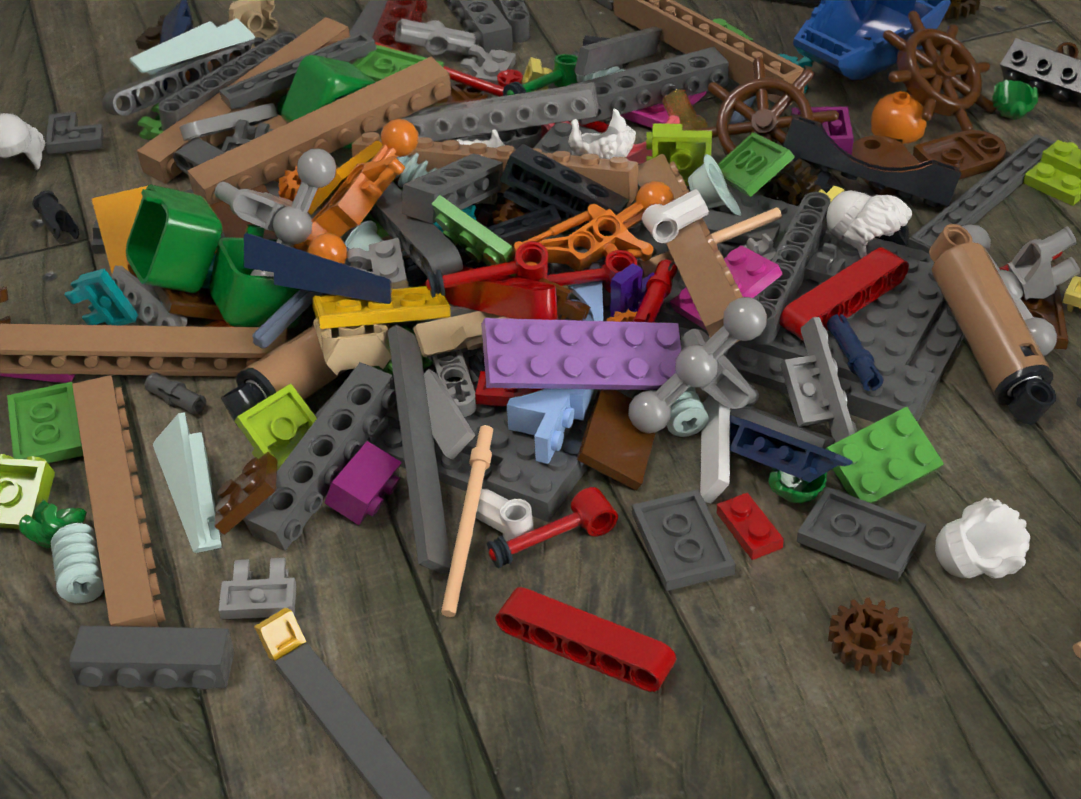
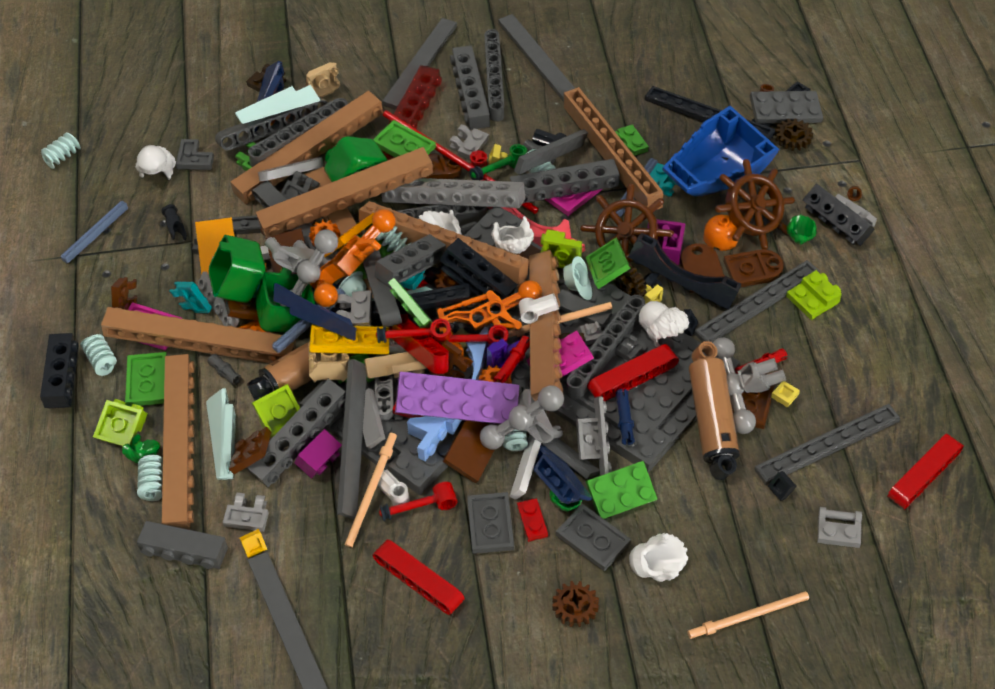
camera: 10 degrees right, 10 degrees up
(282, 76) = (329, 140): dark grey plate -> none
(434, 37) = (437, 115): light grey piece -> none
(679, 105) = (581, 211): clear yellow piece -> none

